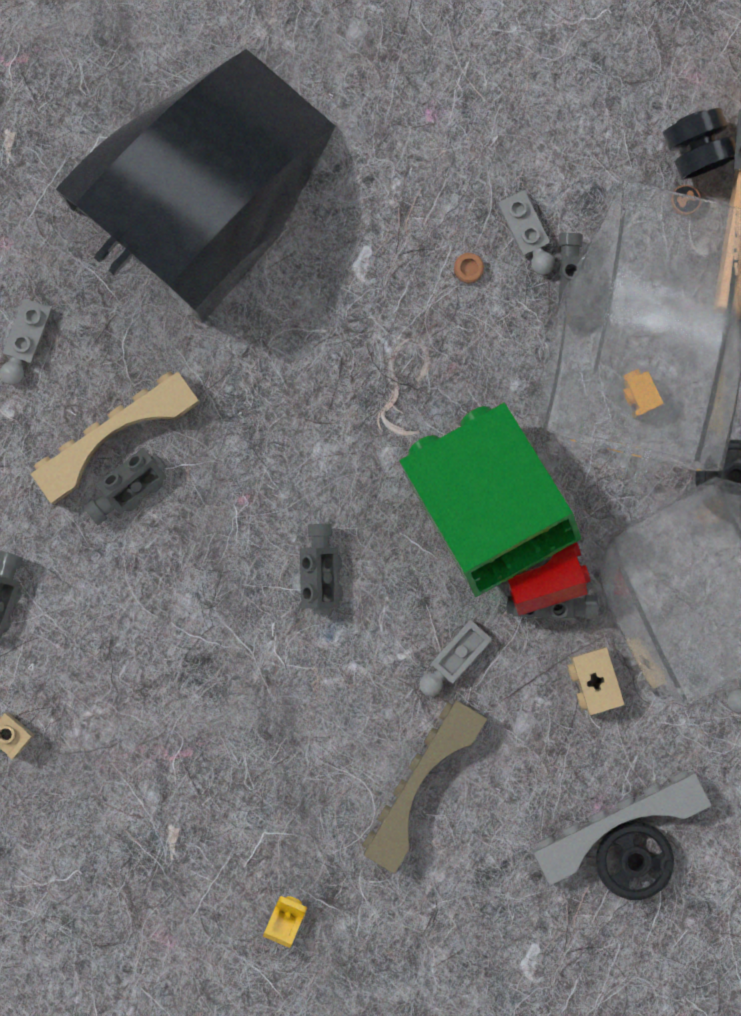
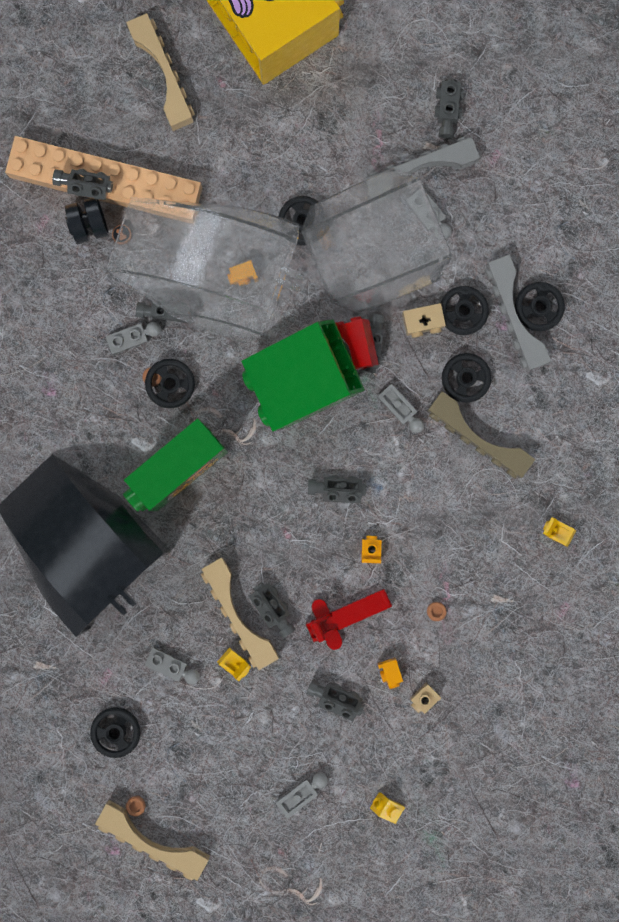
camera: 80 degrees left, 0 degrees up
(36, 436) = (234, 664): none -> yellow bracket
(44, 678) = (390, 673): none -> light orange brick
(111, 575) = (328, 623): none -> red piece
(145, 741) = (436, 611): none -> nougat tile
(218, 629) = (367, 557): none -> light orange brick
(329, 314) = (173, 467): none -> green brick
(482, 280) = (161, 398): none -> black wheel
(486, 748) = (456, 364): none -> black wheel
(643, 741) = (478, 319): none -> black wheel

